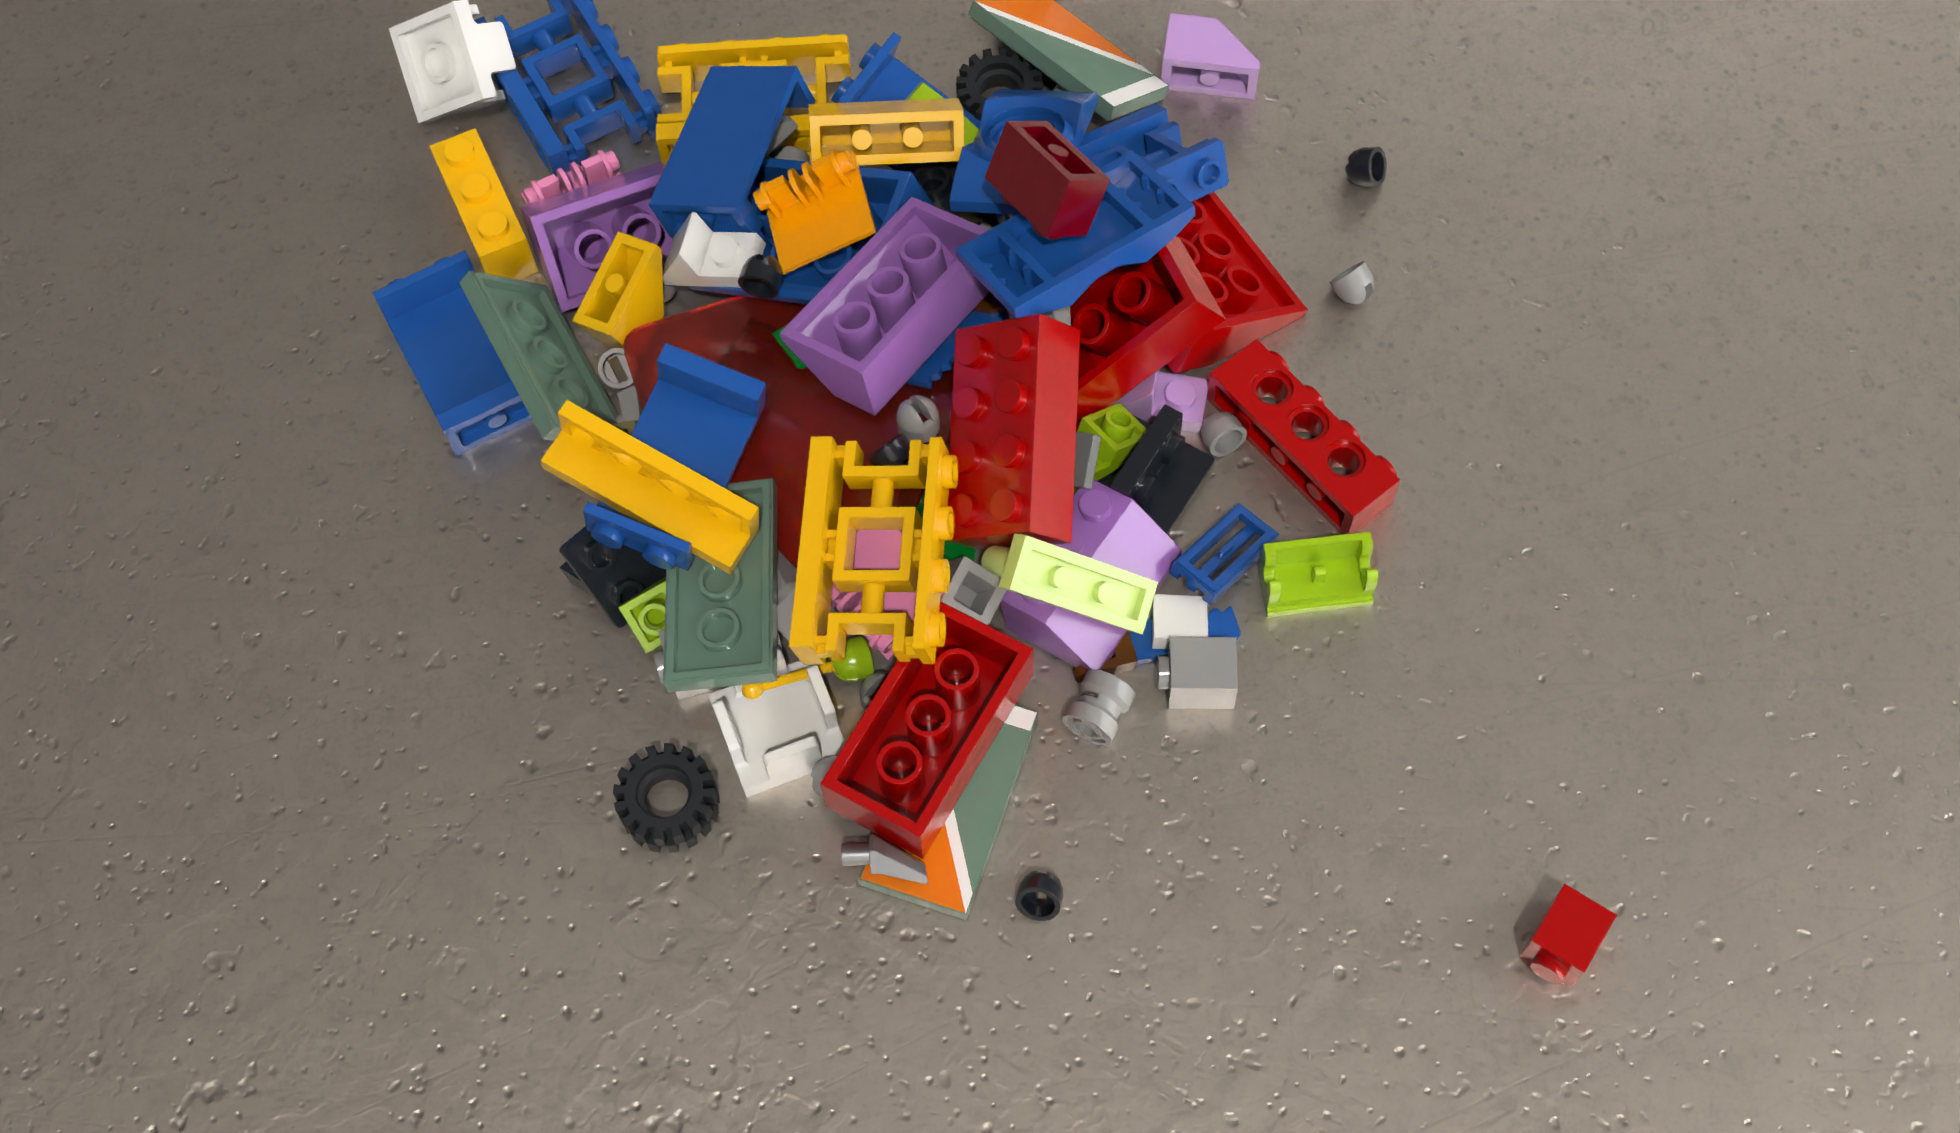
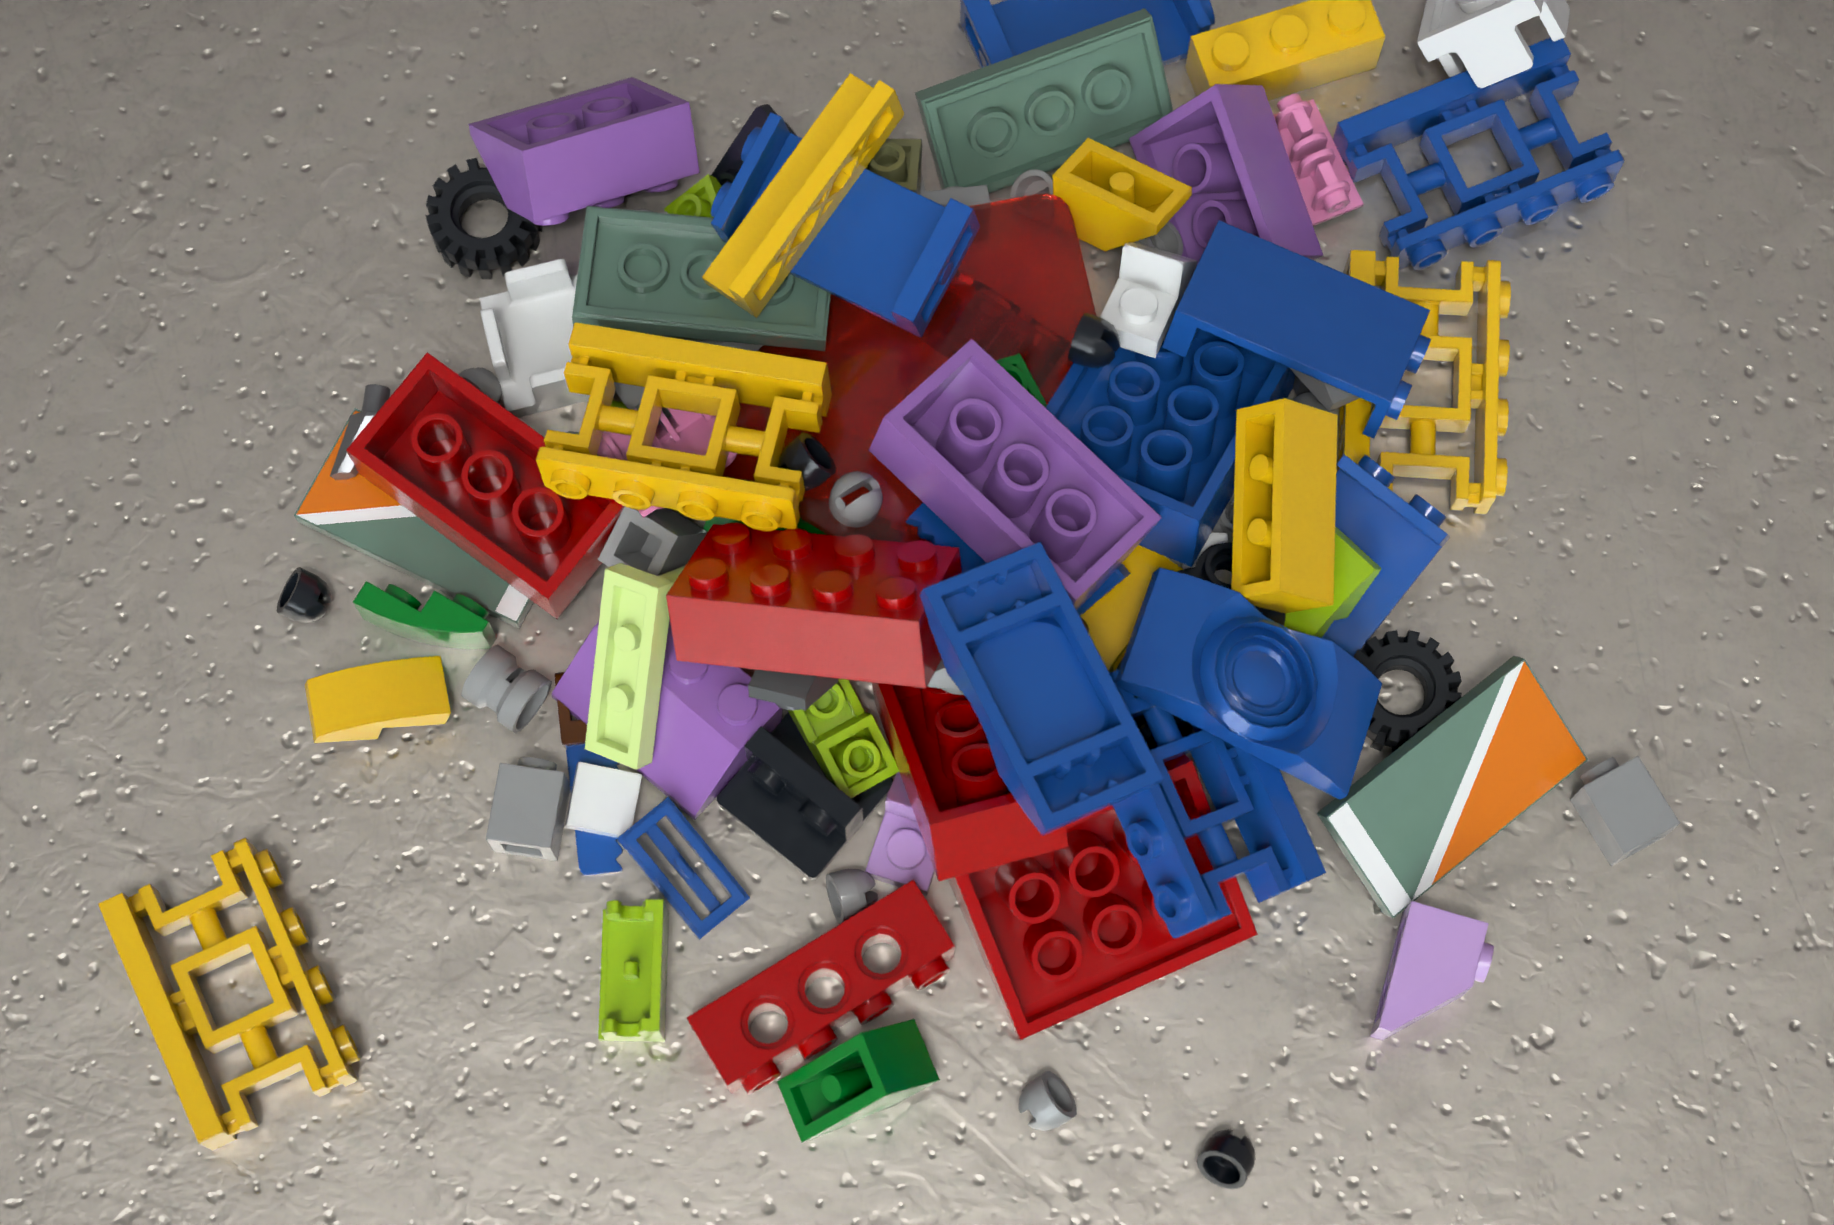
camera: 95 degrees right, 10 degrees up
(599, 707) = (588, 149): none -> medium lavender slope
(817, 209) = (1168, 409): light orange hinge -> none
(1045, 771) = (440, 623): none -> green slope
(1046, 179) = (1094, 648): dark red brick -> none
(1125, 812) = (376, 696): none -> yellow slope
(1367, 394) = (858, 1079): none -> green slope
(1431, 922) = (181, 1014): none -> yellow fence
(1567, 937) = (136, 1162): red brick -> none

